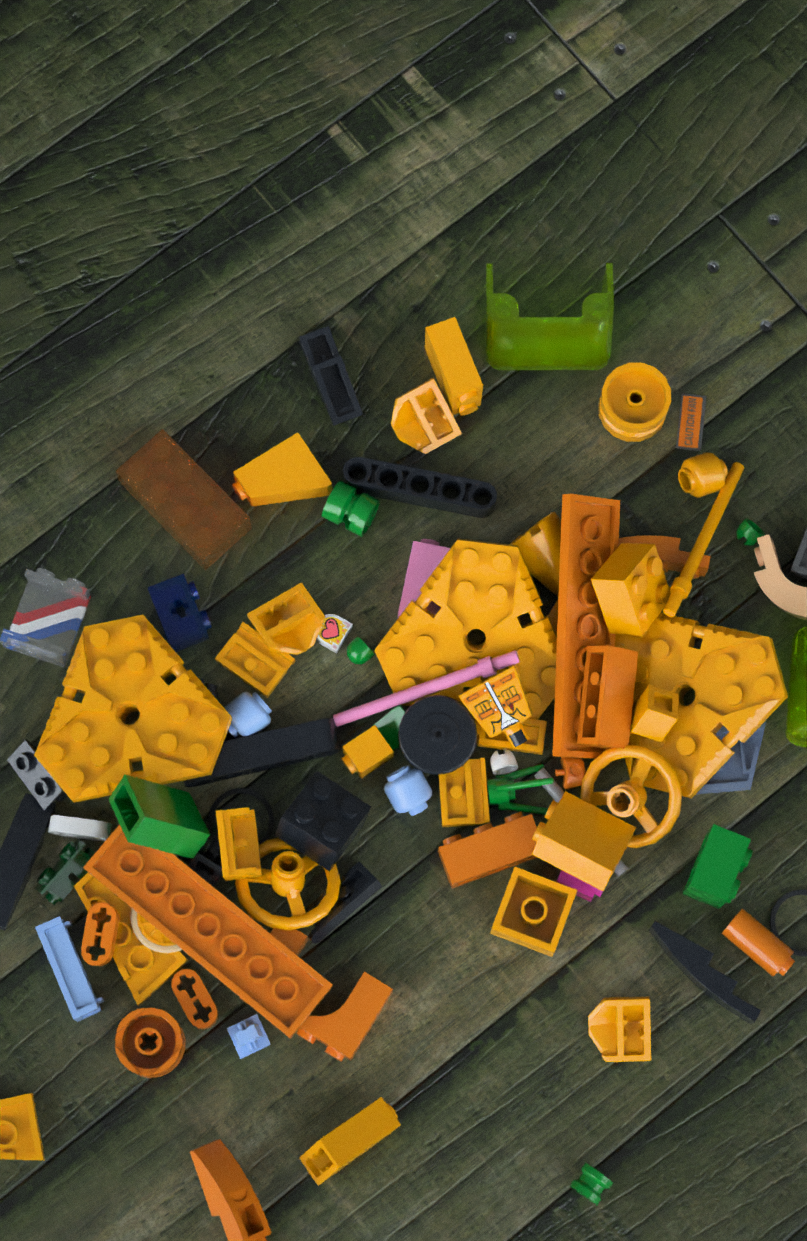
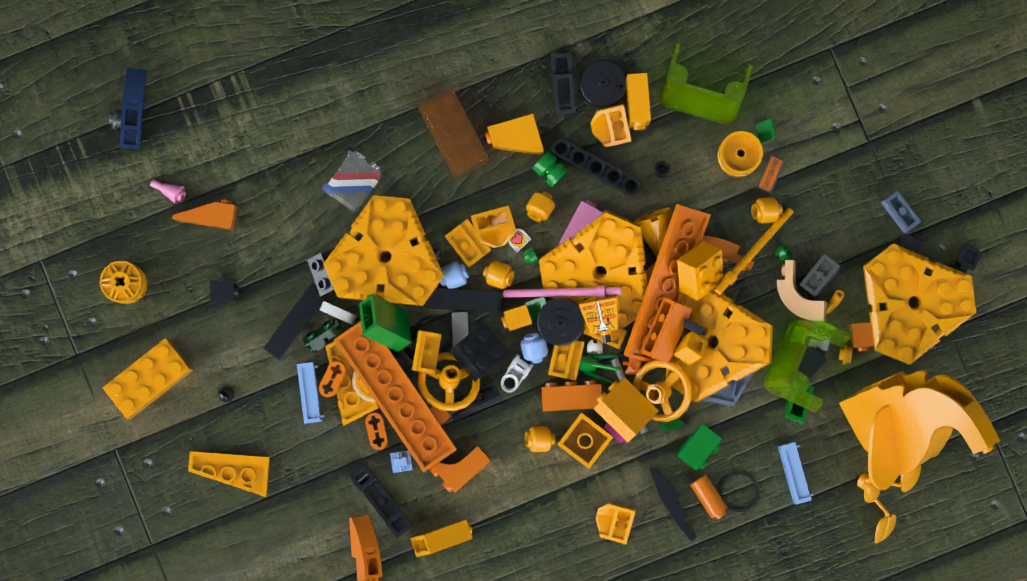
camera: 20 degrees right, 10 degrees up
(130, 1042) = (333, 445): orange brick -> none
(180, 631) = (425, 192): clear blue brick -> none
(233, 1109) = (381, 500): none -> black slope
(279, 792) = (459, 326): none -> white sticker
(318, 693) = (498, 275): none -> light orange head
(351, 570) = (540, 206): none -> light orange head
(391, 836) = (516, 373): none -> white piece
(392, 359) = (603, 83): none -> black wheel
(460, 932) = (539, 439): none -> light orange head
(529, 460) = (666, 170): none -> black hinge
(651, 677) = (695, 327): none -> black tile
(663, 357) = (765, 131): none -> green slope
(663, 848) = (671, 425): none -> green tile

